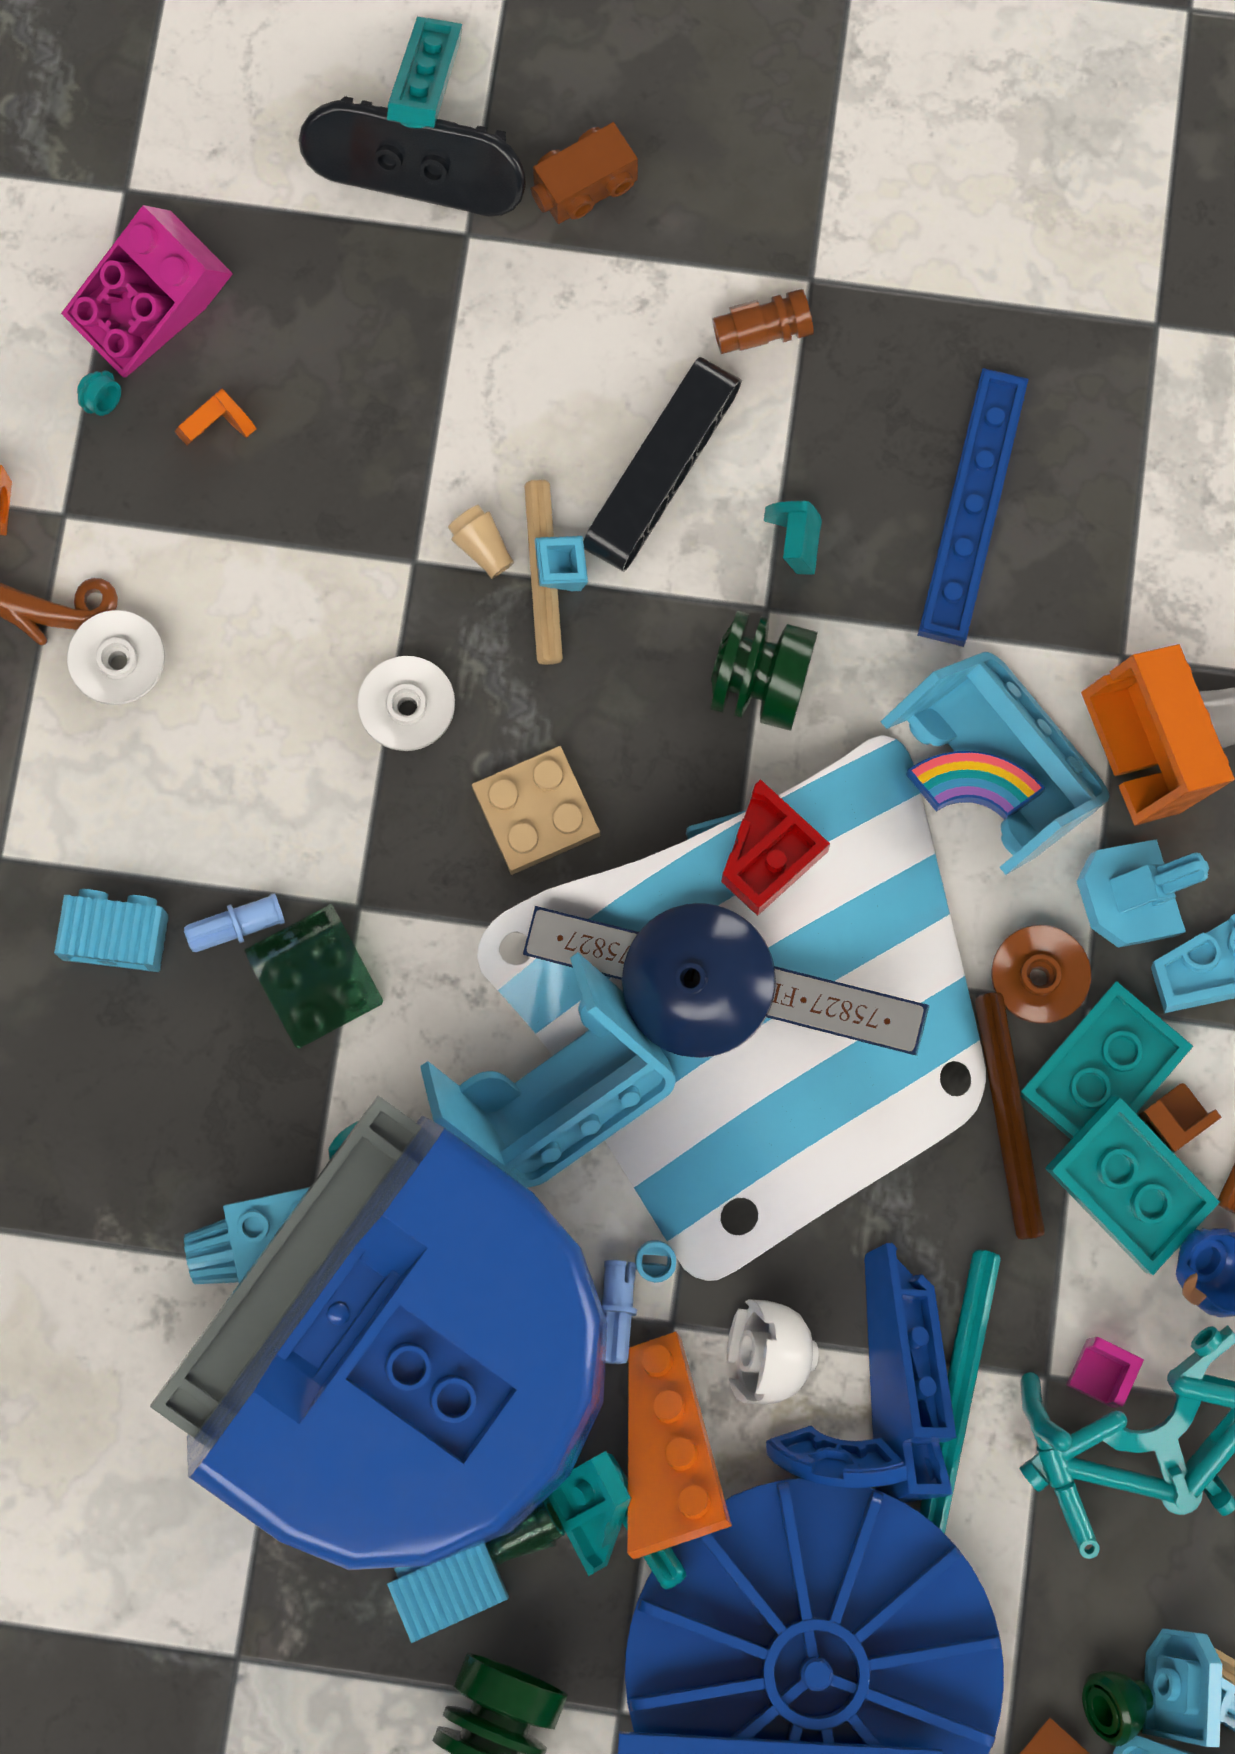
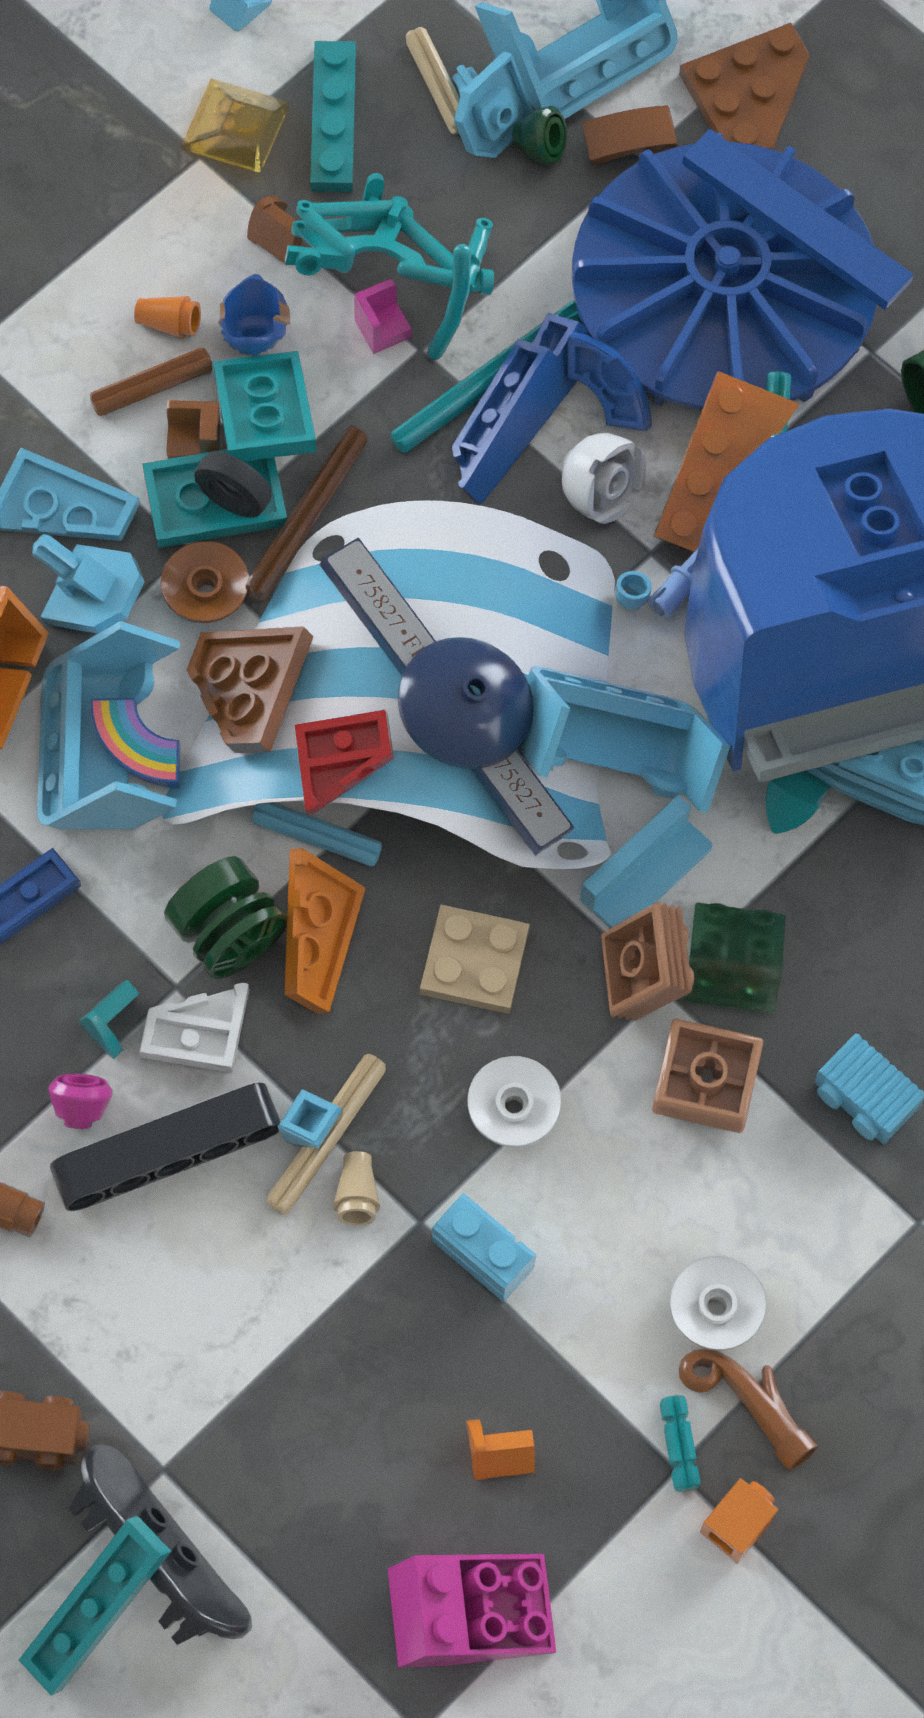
camera: 145 degrees left, 10 degrees down
(72, 531) = (680, 1443): none -> teal axle
(98, 393) = (575, 1547): teal plate -> none
(228, 831) = (734, 1065): none -> nougat brick
(234, 923) = (773, 1032): light blue axle -> none
(339, 563) = (483, 1247): none -> medium azure brick
(377, 895) = (646, 961): none -> nougat brick
(446, 1000) = (646, 865): none -> medium azure panel
(683, 727) = (319, 929): none -> orange wing
(715, 576) = (197, 1031): none -> white wing
(764, 449) = (79, 1099): none -> dark pink cone
(915, 889) = (249, 681): none -> dark orange plate
(1086, 1063) = (233, 484): none -> black tyre

